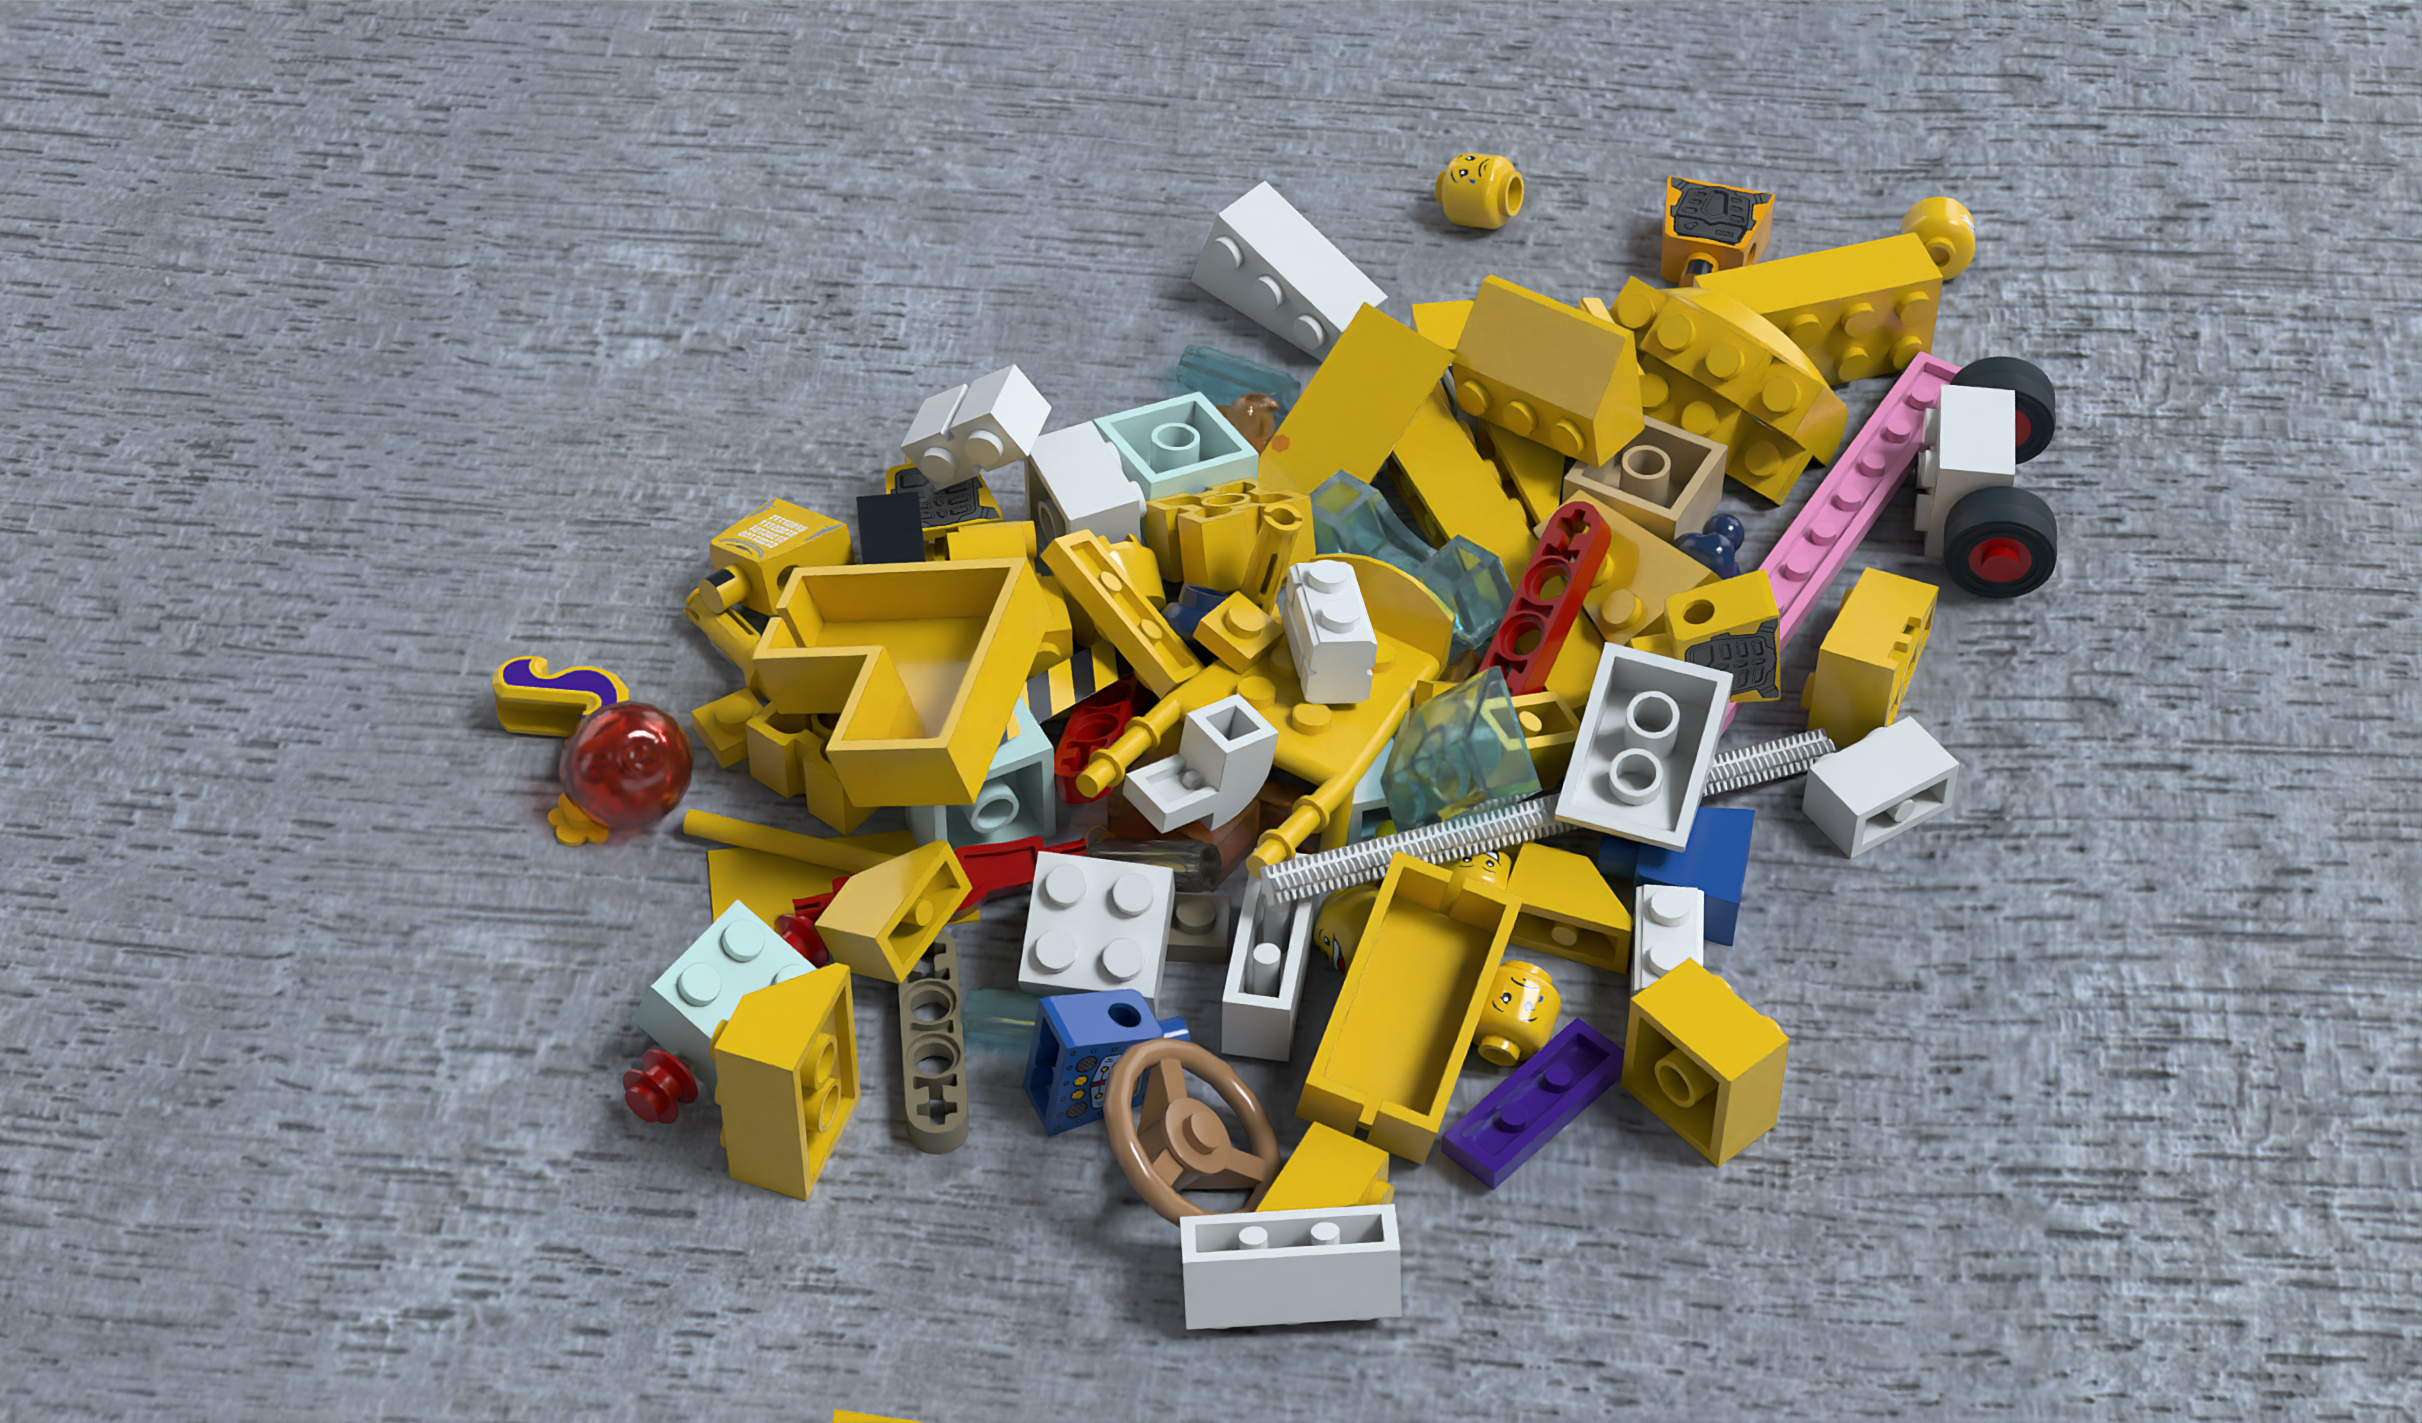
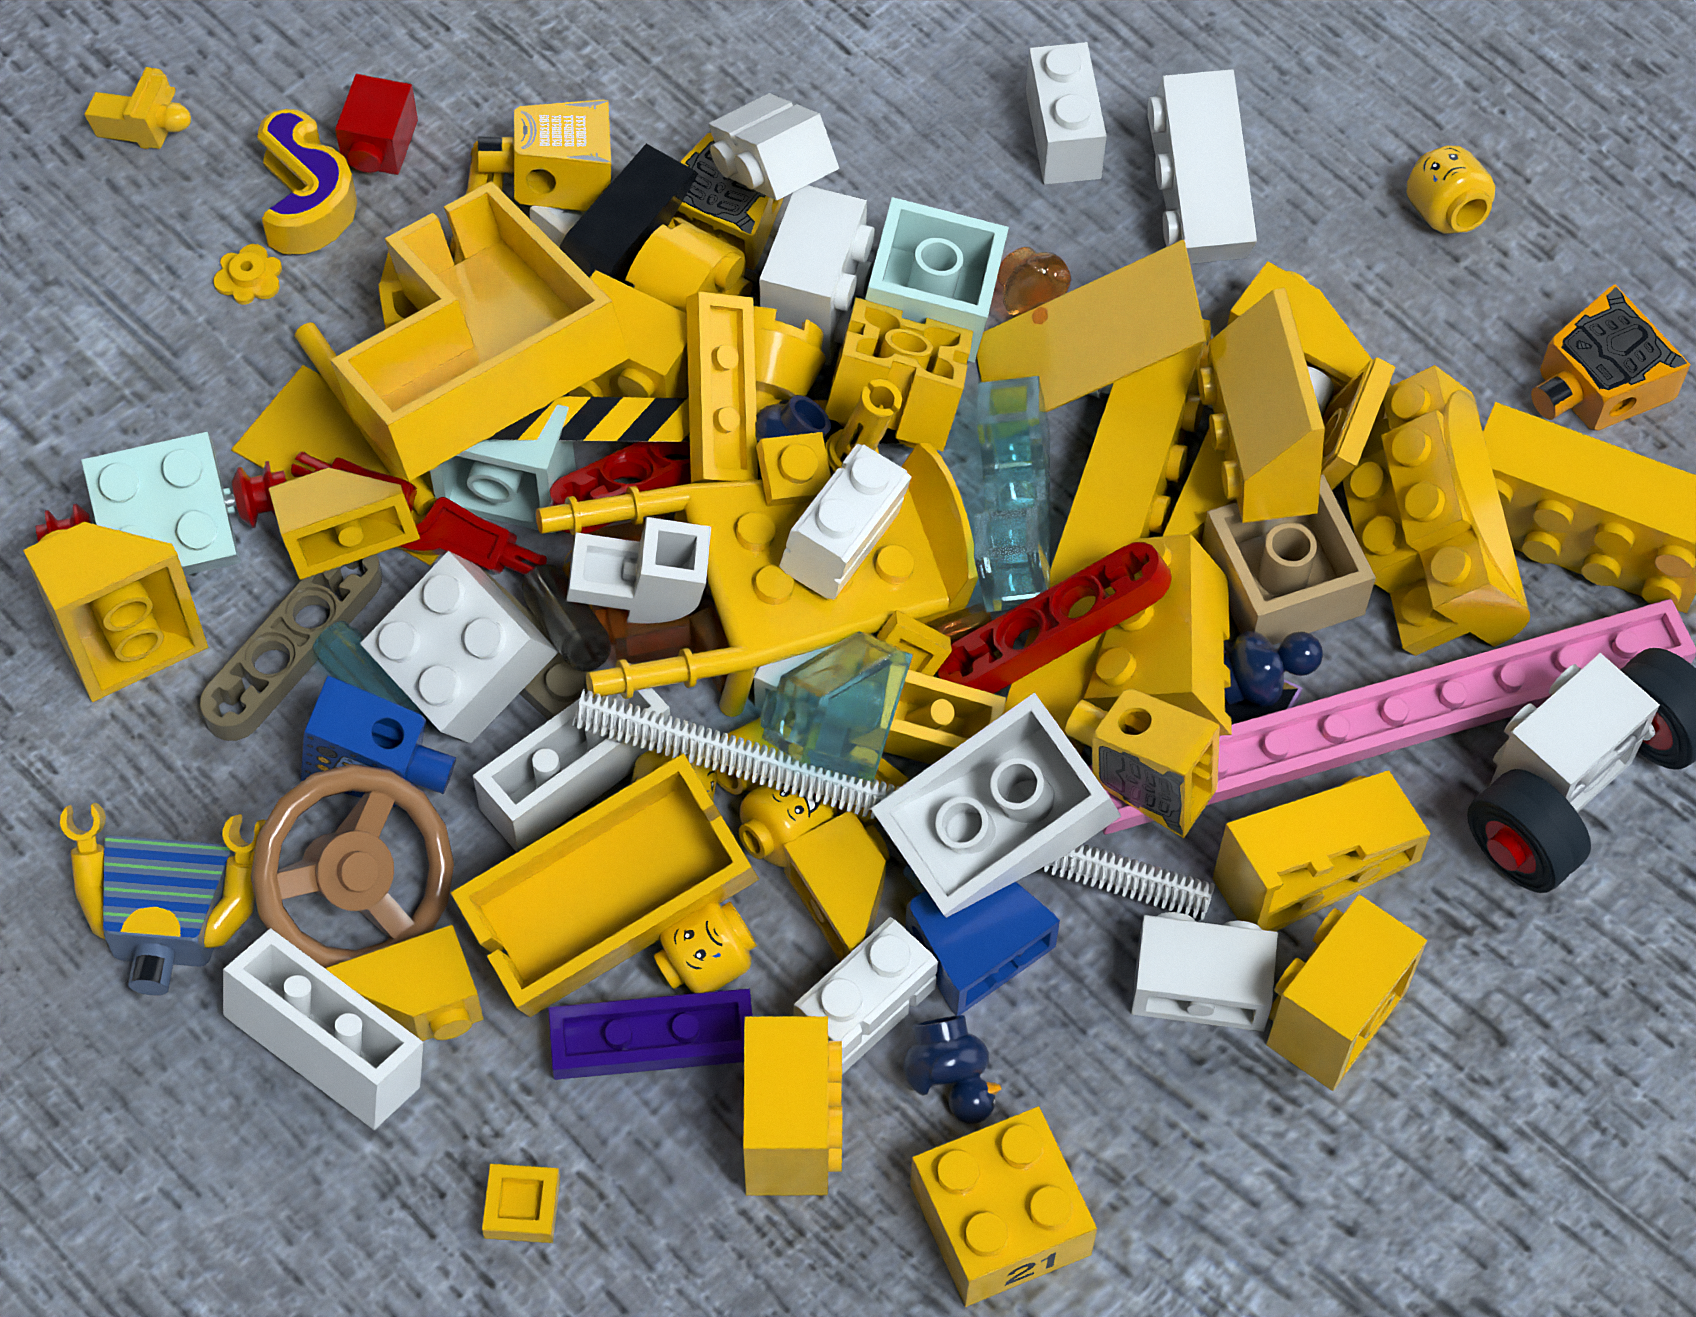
camera: 40 degrees right, 15 degrees up
(362, 757) = (143, 116): none -> yellow piece
(585, 630) = (377, 124): none -> red brick
(607, 782) = (310, 249): clear red cylinder -> none
(1047, 1276) = (161, 896): none -> torso
(1141, 304) = (1065, 113): none -> white brick
(1230, 376) = (1076, 230): clear light blue piece -> none
(1570, 1282) = (521, 1203): none -> yellow plate
(1768, 960) = (949, 1055): none -> dark blue animal
(1917, 1026) = (1002, 1206): none -> yellow brick
(1997, 720) = (1343, 990): none -> yellow brick

